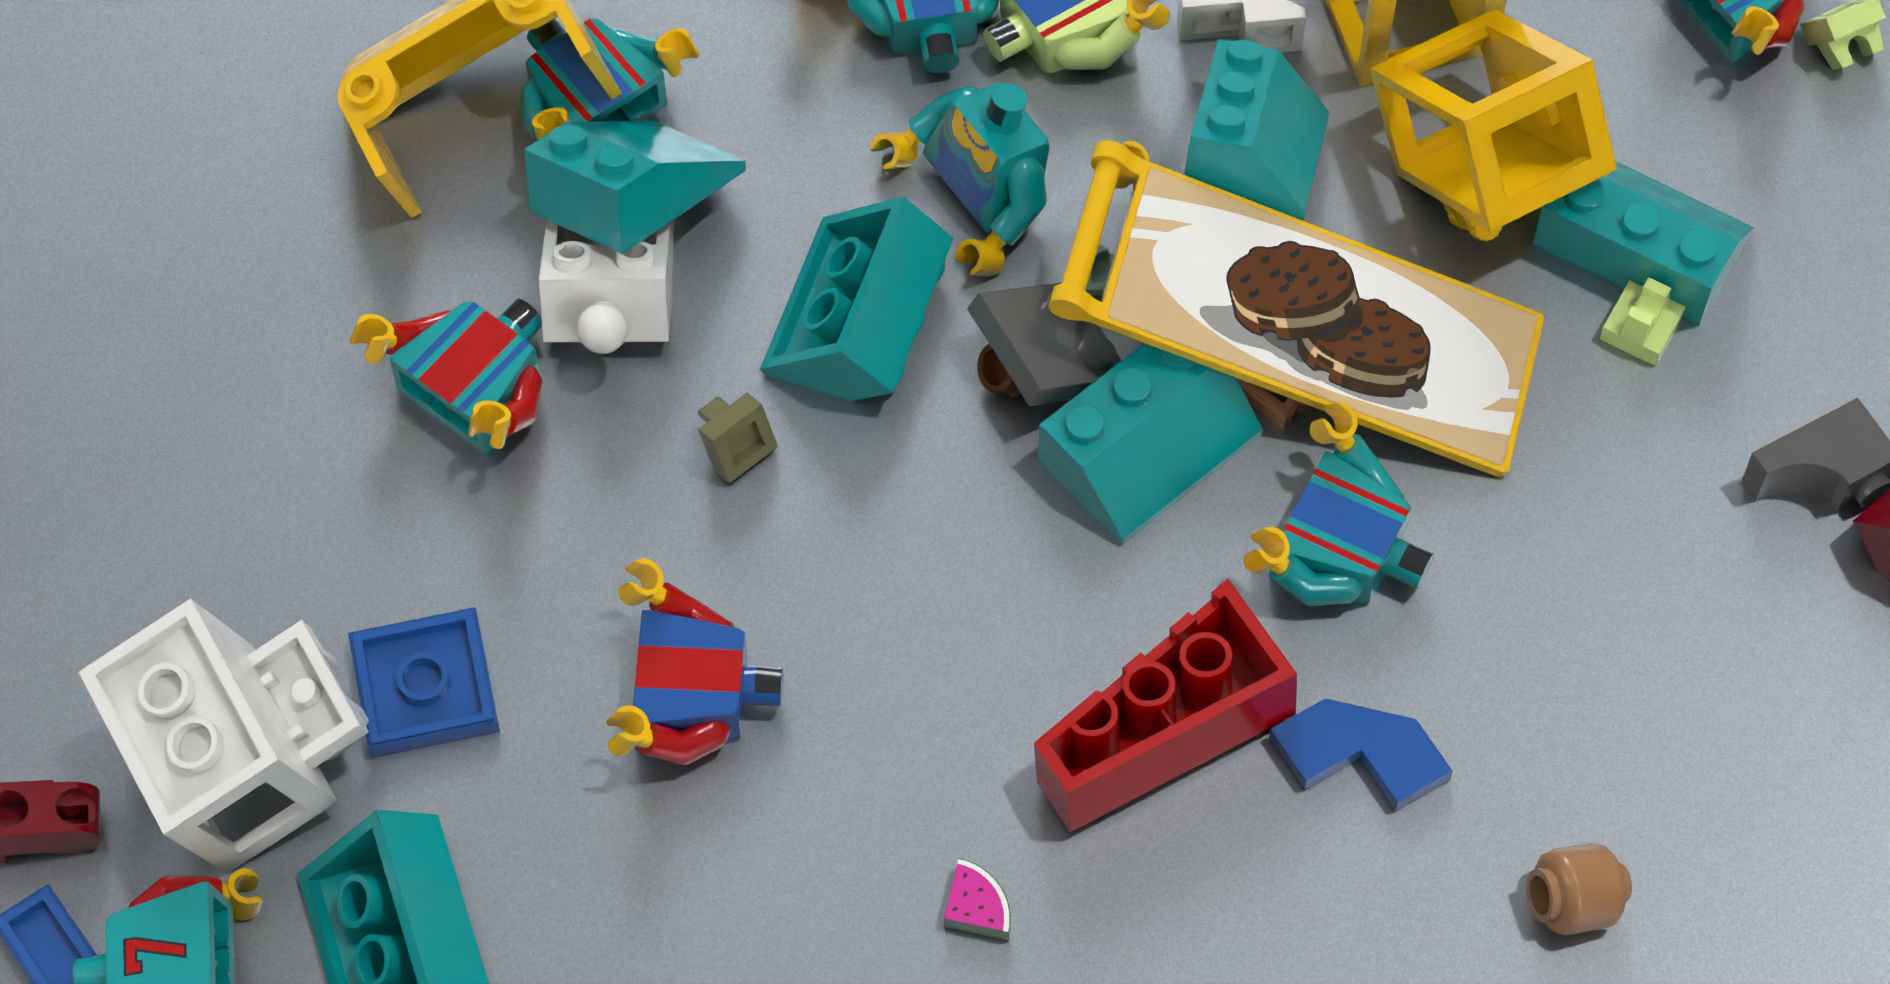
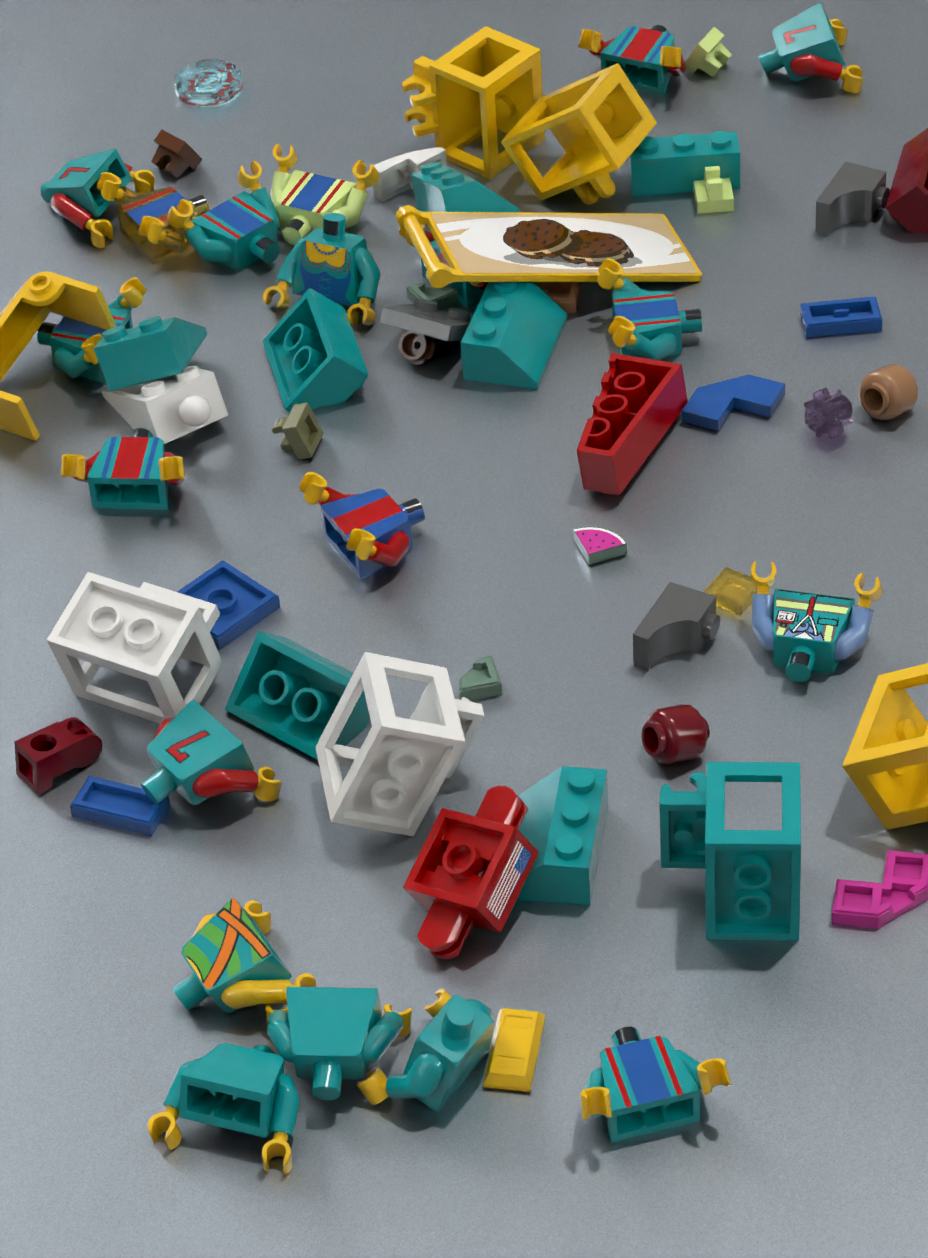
camera: 30 degrees left, 20 degrees down
(1461, 876) = (828, 413): none -> clear purple gear
(1631, 703) = (841, 317): none -> blue tile

